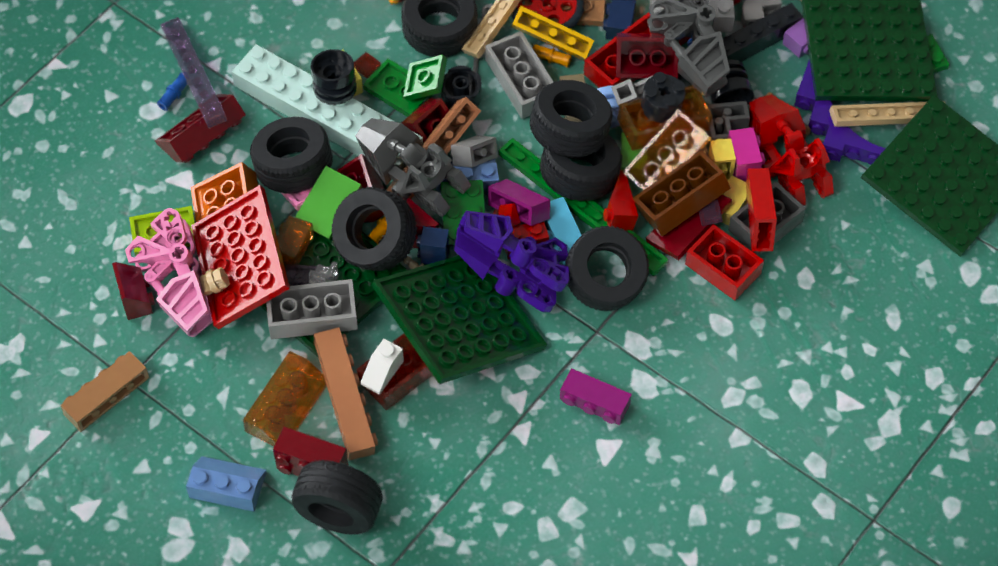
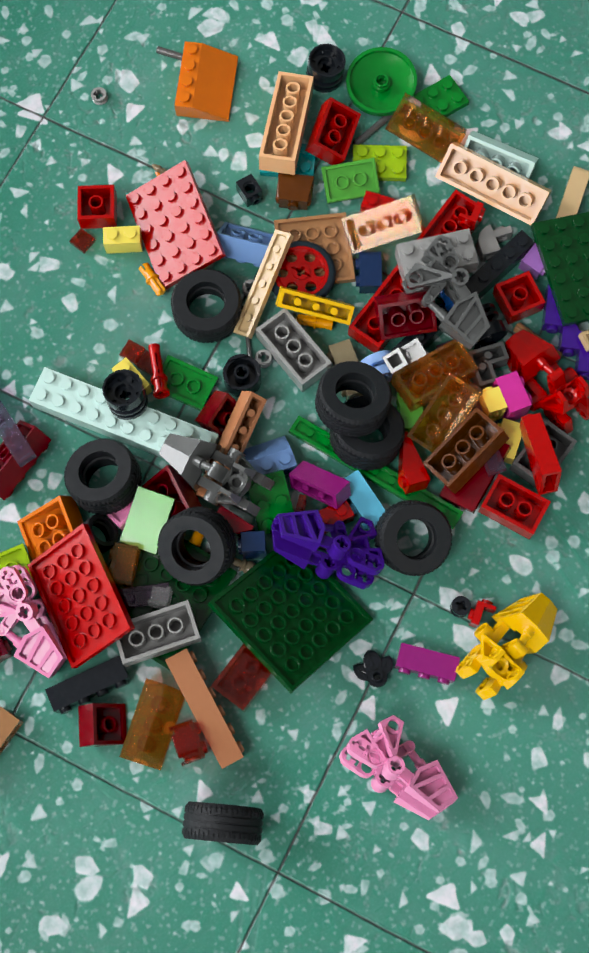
camera: 10 degrees left, 15 degrees up
(214, 281) = (63, 627): tan piece -> none
(225, 483) = (117, 814): medium blue slope -> none
(226, 351) = (87, 685): none -> black brick
(231, 390) = (102, 724): none -> dark red slope
(281, 204) = (107, 527): none -> black tyre
(297, 449) = (188, 782): dark red brick -> none
(319, 419) = (187, 742): none -> clear red brick
(353, 48) = (132, 352): none -> clear red plate
(374, 54) = (158, 378): none -> red pin
(382, 366) = (234, 683): white slope -> none
(425, 77) = (208, 373): green plate -> none
(474, 151) = (268, 439): light grey brick -> none
(493, 82) = (268, 355): none -> light grey bush
(510, 210) = (313, 500): red slope -> none
(536, 394) = (373, 665): none -> black plate
(564, 506) = (422, 792): none -> bright pink piece
(641, 355) = (457, 609): none -> black wheel
(662, 97) = (434, 352): black brick -> none
(665, 354) = (476, 613): none -> red bracket
(715, 368) = (533, 619): none -> yellow piece
(774, 67) = (518, 297): none -> red brick

